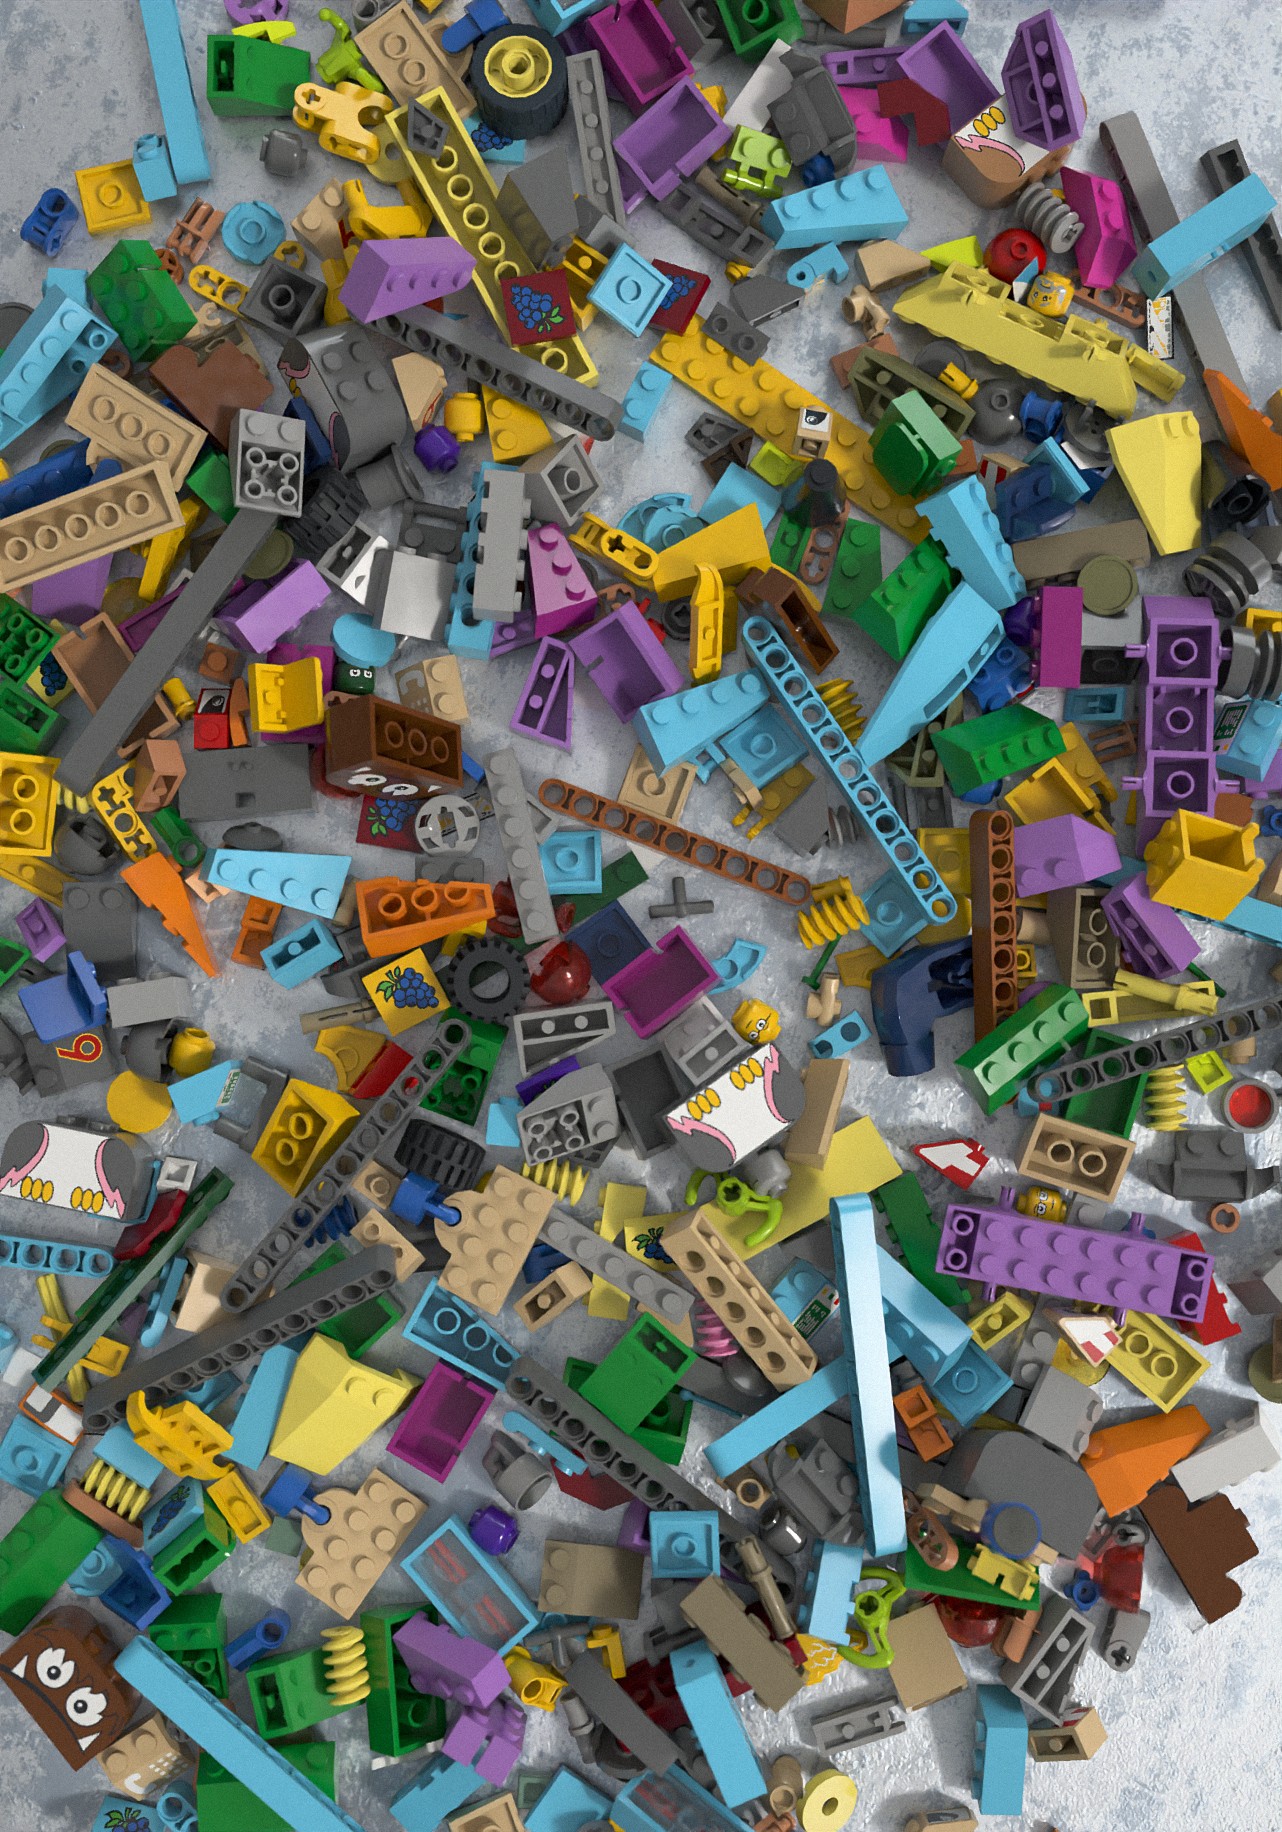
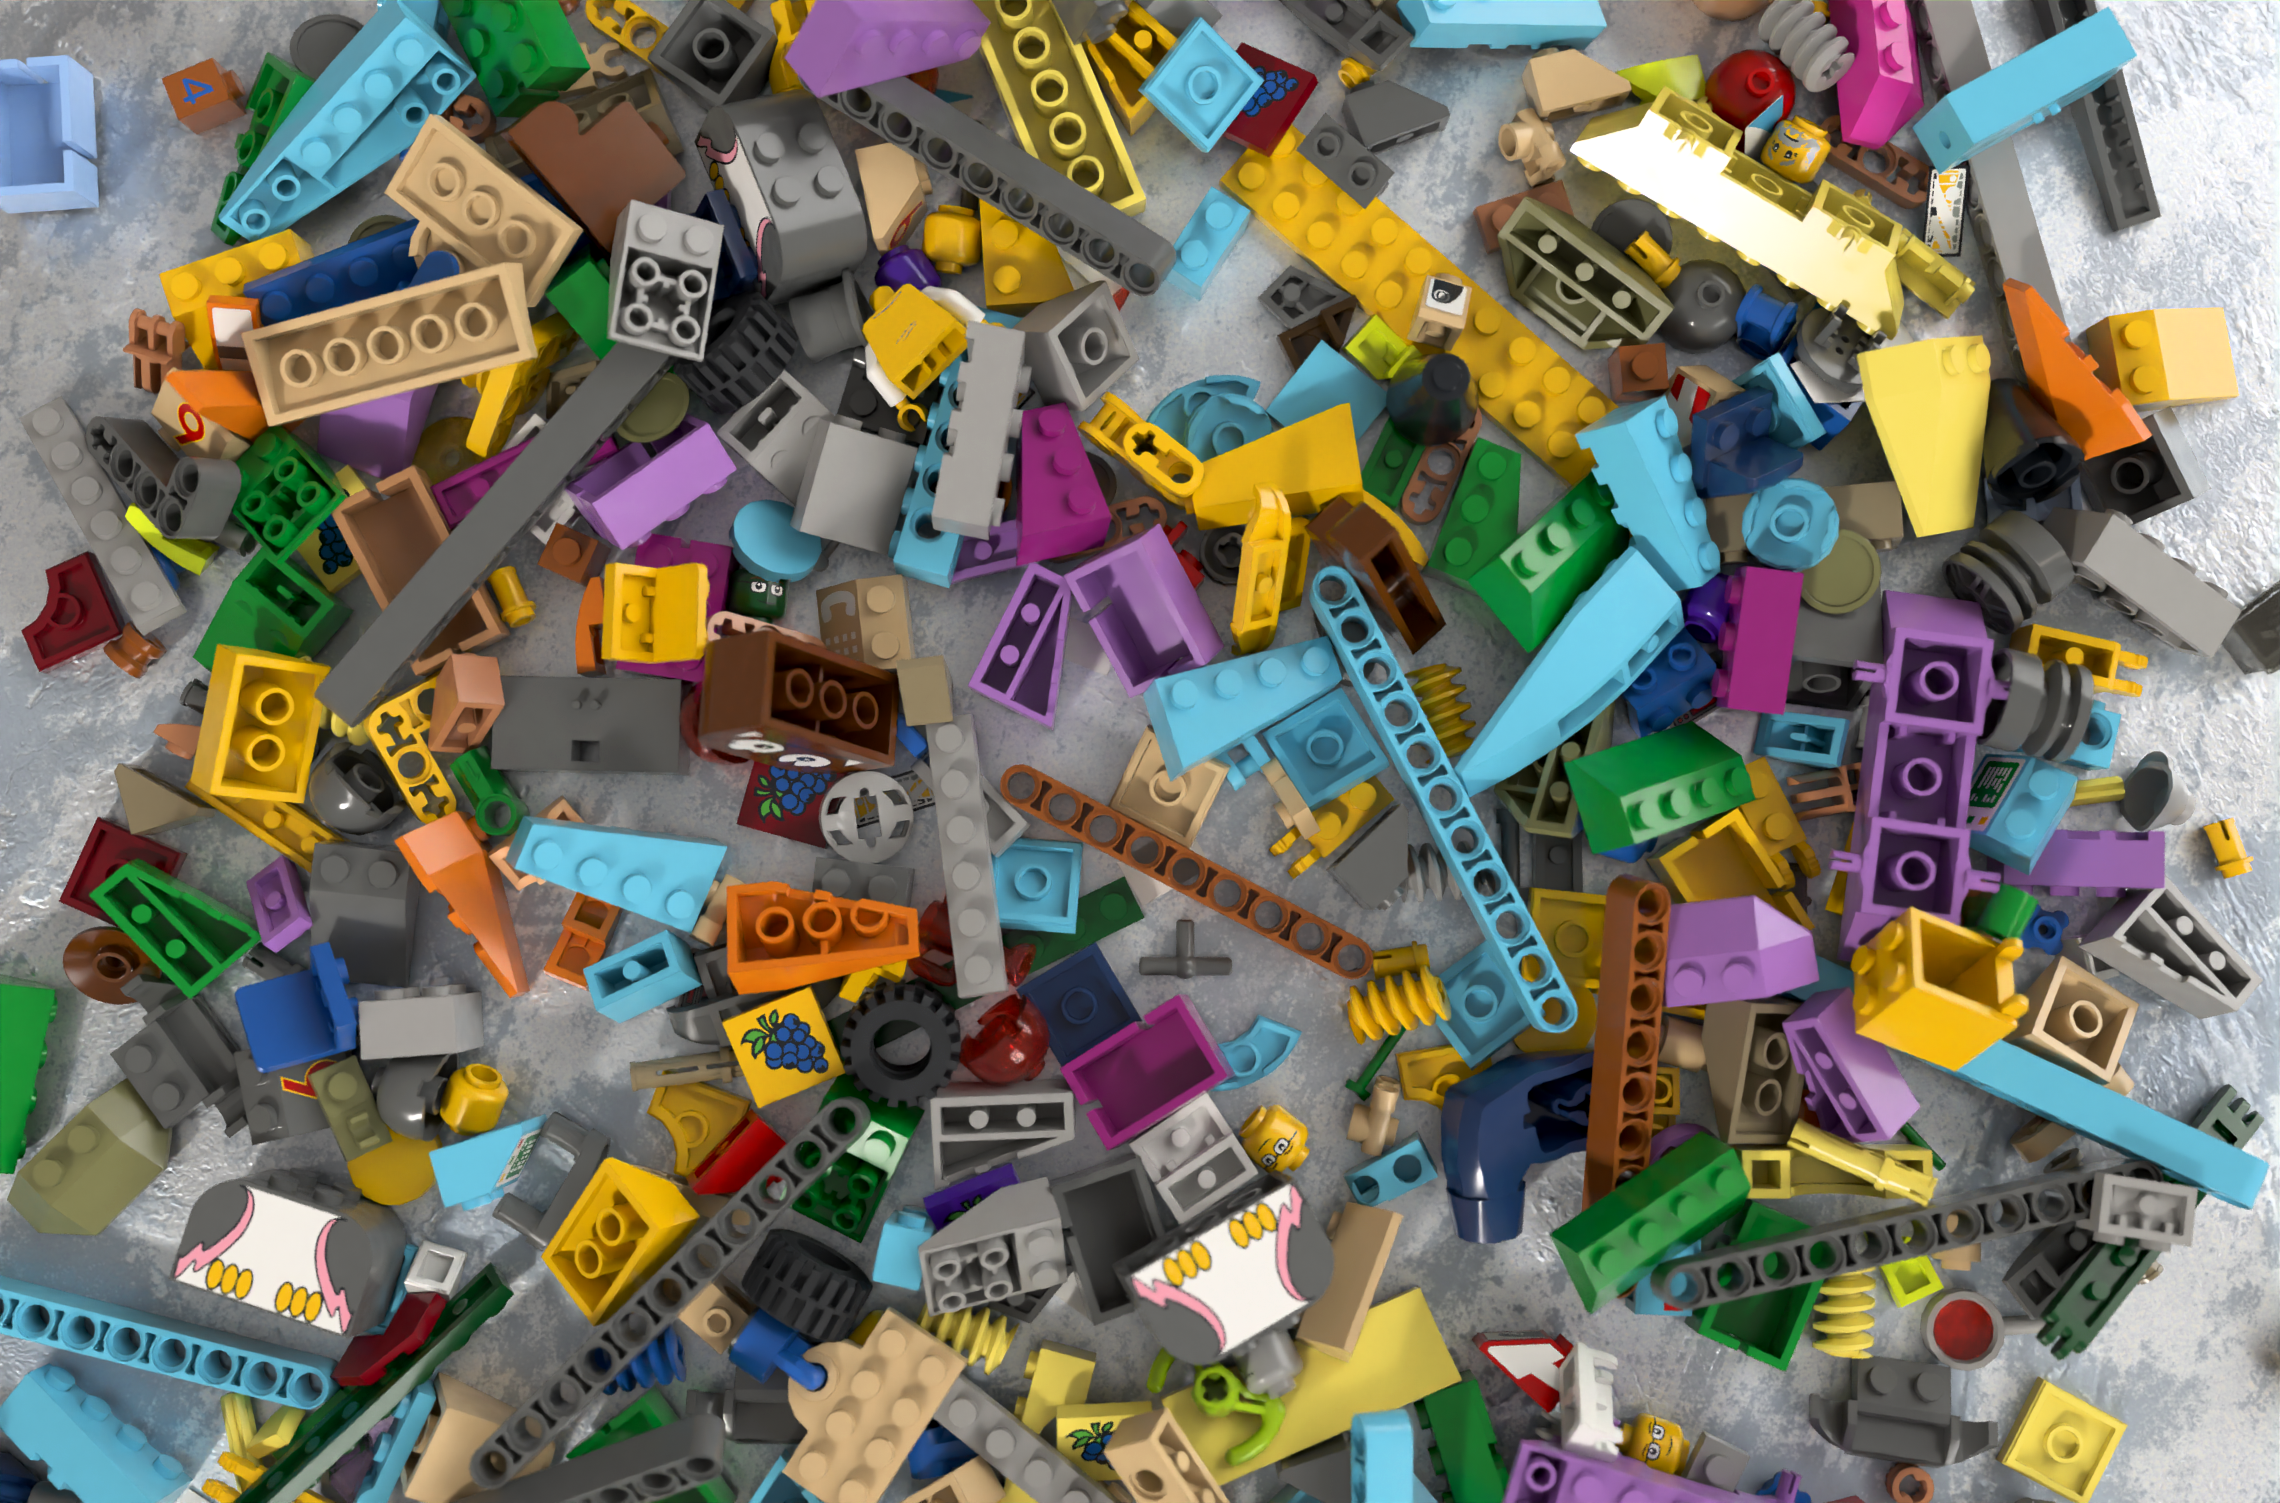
camera: 10 degrees right, 0 degrees up
(77, 1298) = (276, 1431): none -> light yellow tile
(106, 1065) = (349, 1108): none -> olive plate
(213, 720) = (552, 632): red slope -> none
(252, 837) = (590, 804): dark grey piece -> none
(377, 1230) = (709, 1390): tan brick -> none
(446, 489) = (914, 341): none -> yellow torso
(479, 732) = (925, 690): none -> dark tan slope
(538, 308) = (1070, 97): dark red tile -> none
(818, 268) = (1470, 79): medium azure leg -> none
(913, 447) = (1581, 347): green brick -> none
(992, 1177) = (1587, 1404): none -> white hinge
(1071, 555) = (1790, 525): none -> medium azure tile
(1073, 1156) = (1706, 1382): tan slope -> none
(1243, 808) = (2000, 913): none -> green piece

